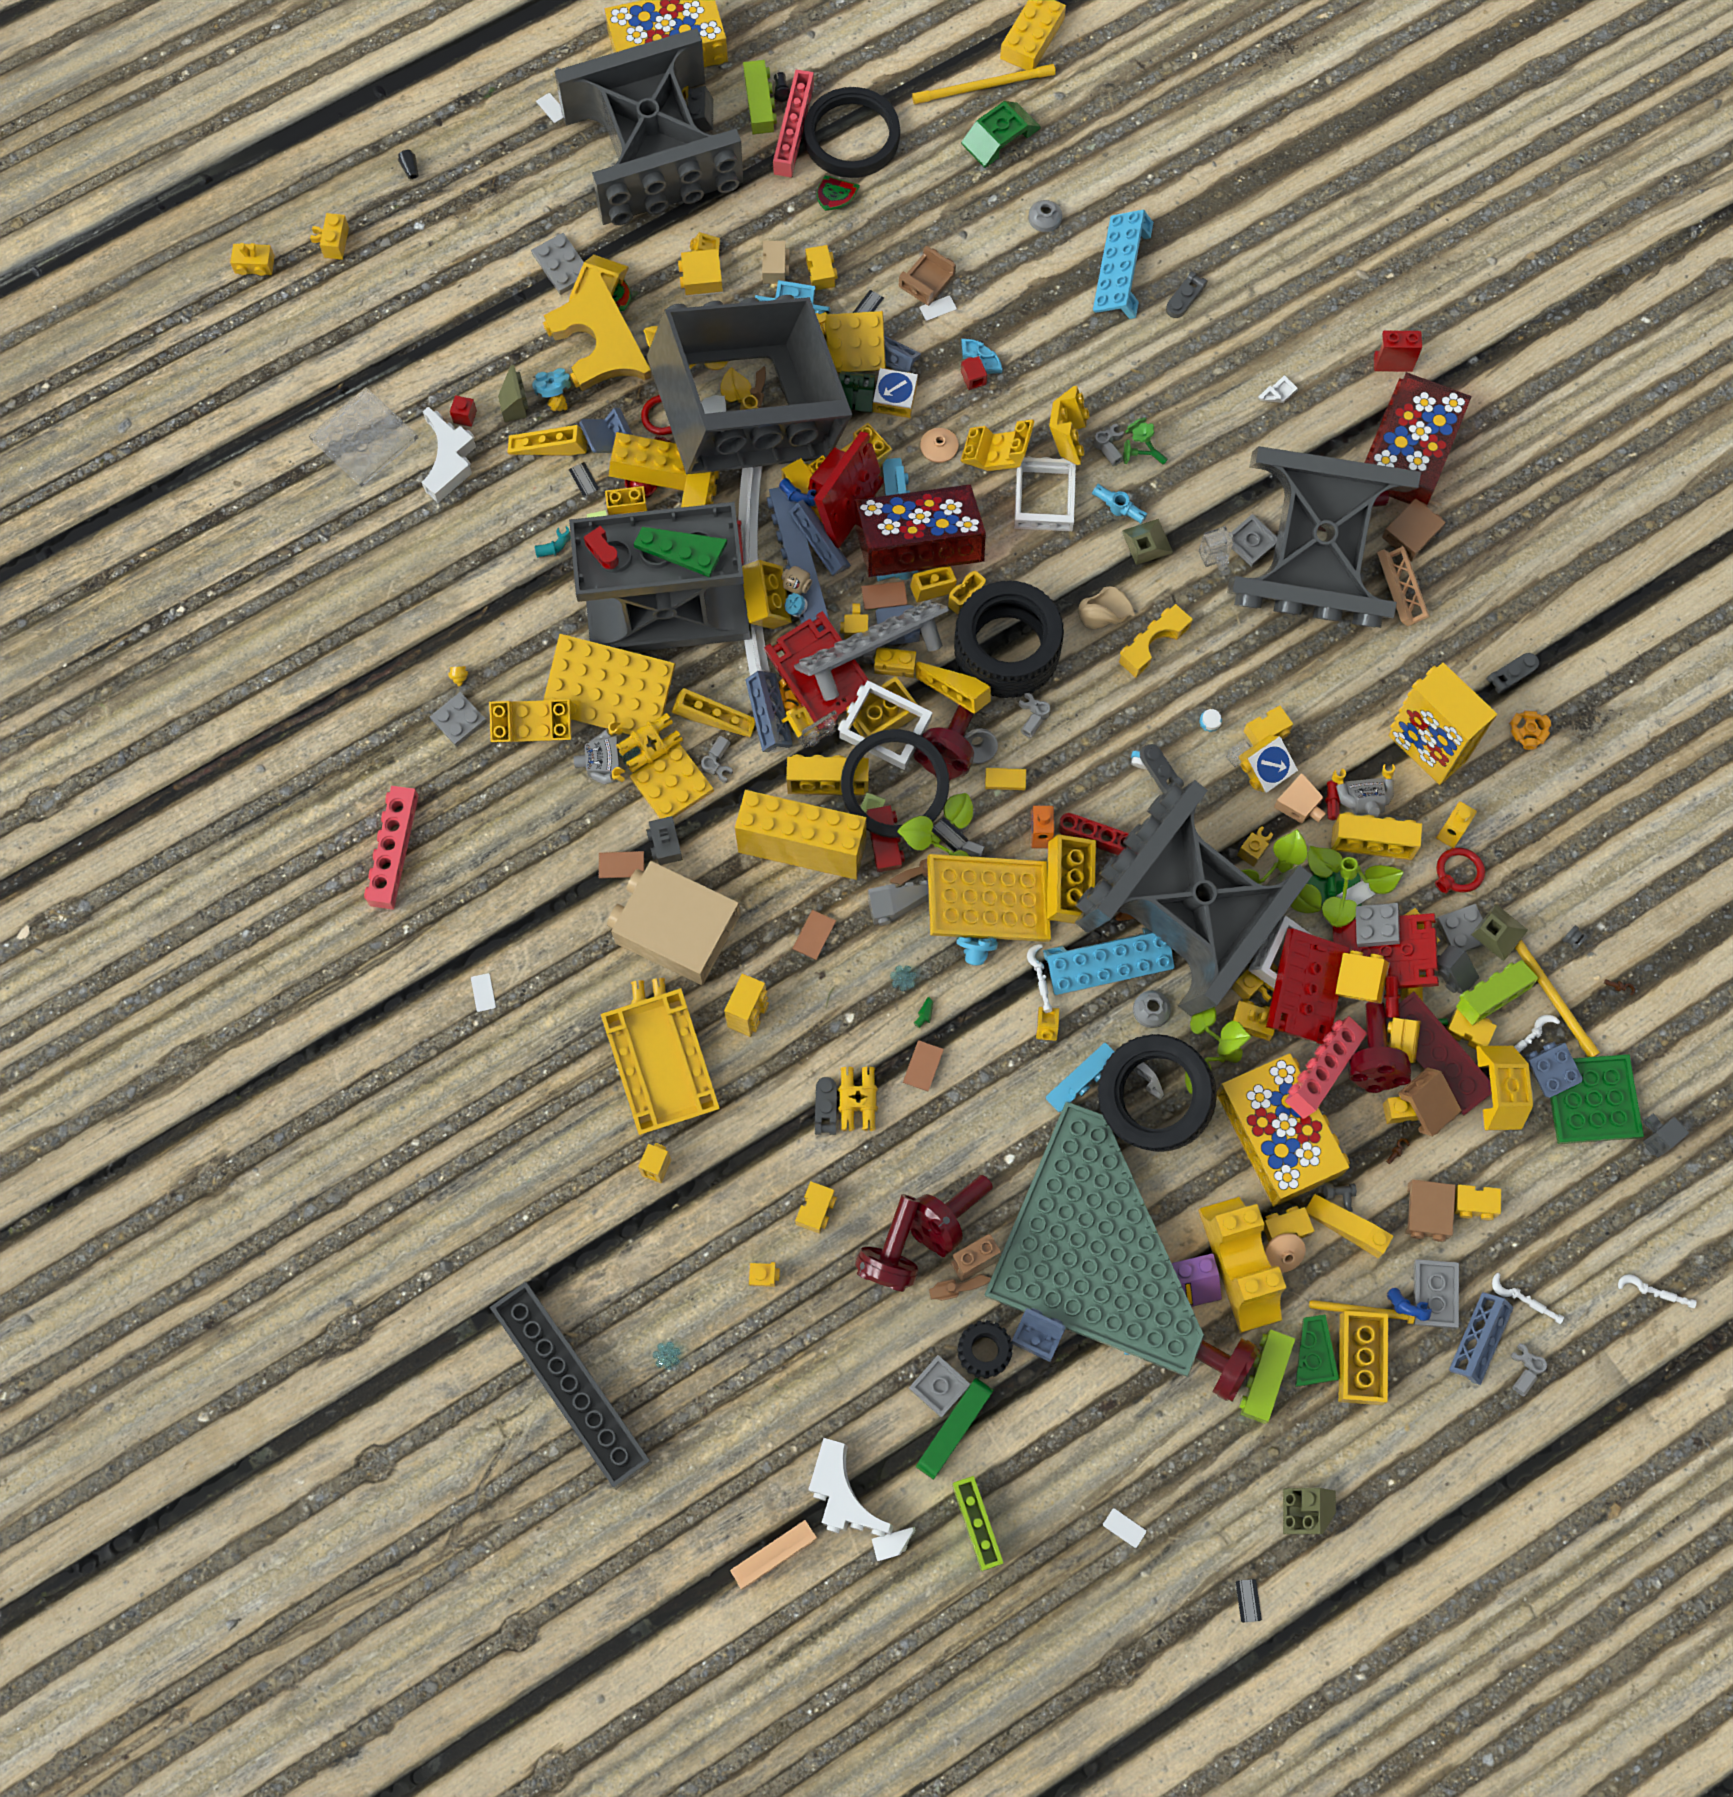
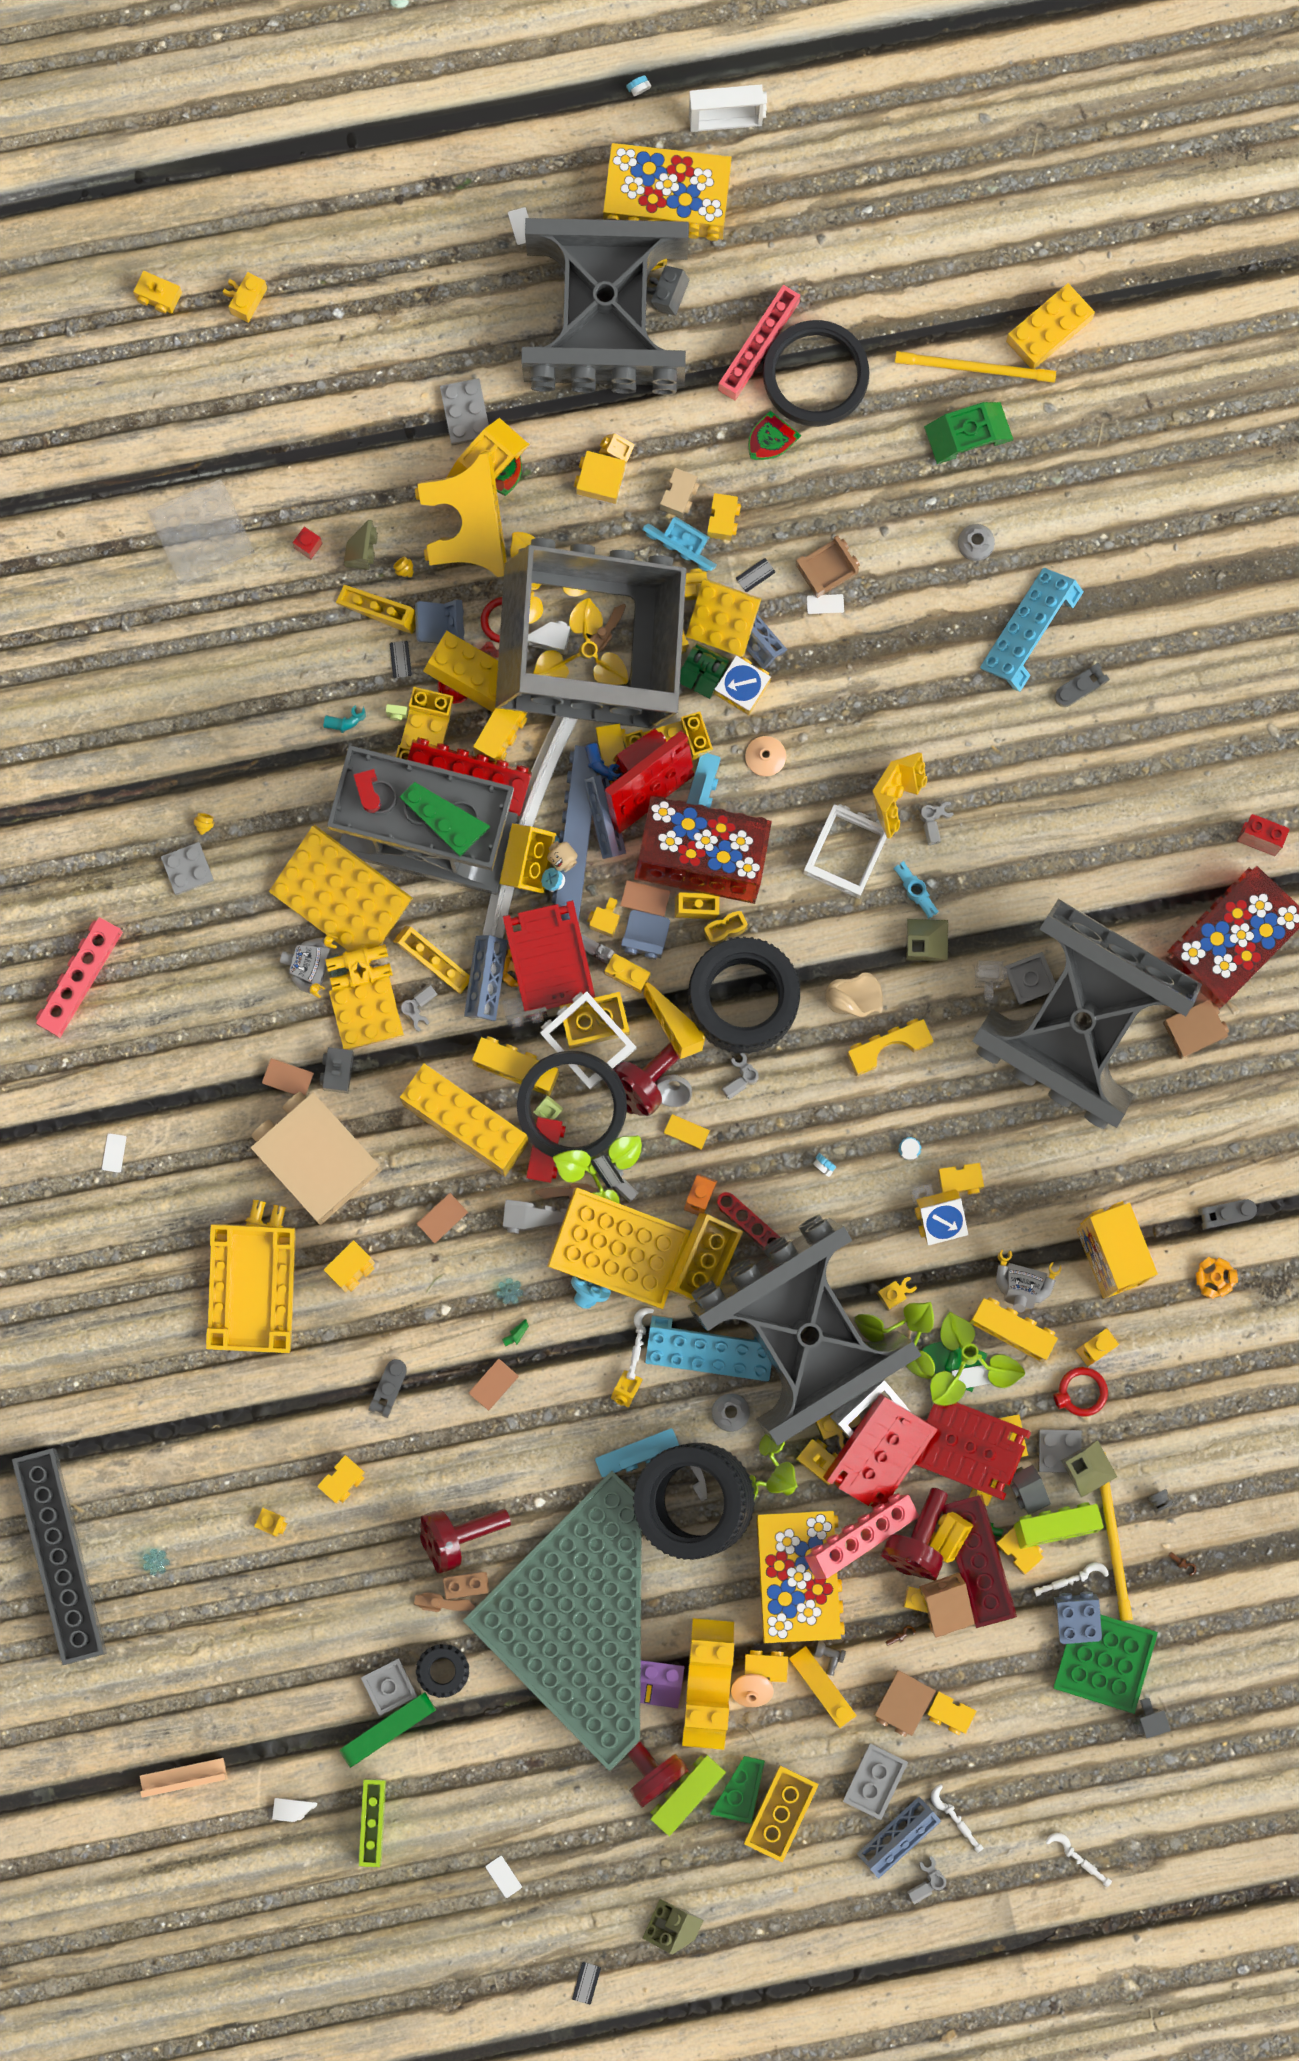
camera: 20 degrees right, 10 degrees up
(408, 162) = (351, 240): black cone -> none
(451, 464) = (283, 577): white arch -> none
(530, 720) = (253, 900): yellow slope -> none
(551, 383) = (414, 542): medium azure plate -> none
(655, 1162) = (210, 1382): yellow brick -> none
(758, 96) = (736, 296): lime brick -> none
(782, 89) = (764, 296): black pin -> none
(798, 719) = (509, 1000): yellow bracket -> none
(843, 1507) = (260, 1760): white arch -> none
(848, 1103) = (432, 1388): yellow pin -> none
(861, 643) = (608, 948): light grey piece -> none
(886, 1264) = (384, 1560): dark red piece -> none
(973, 372) = (830, 692): red brick -> none
(989, 359) = (847, 674): medium azure tile -> none
(998, 450) = (817, 784): yellow slope -> none
(1038, 1334) = (495, 1677): sand blue bracket -> none
(1143, 433) = (964, 831): bright green plant -> none
(1159, 767) = (837, 1182): dark grey plate -> none
(1279, 392) = (1130, 828): white slope -> none
(1301, 801) = (960, 1265): light nougat torso -> none
(1333, 801) = (990, 1277): red axle -> none
(1339, 1307) = (841, 1791): yellow bar -> none
(1362, 977) = (935, 1464): yellow piece -> none
(1377, 925) = (973, 1418): light grey plate -> none
(1392, 996) = (955, 1492): red axle -> none
(1395, 585) = (1150, 1083): light nougat fence -> none
(1403, 1305) = (839, 1783): blue piece -> none
(1509, 1087) = (1026, 1618): yellow slope -> none

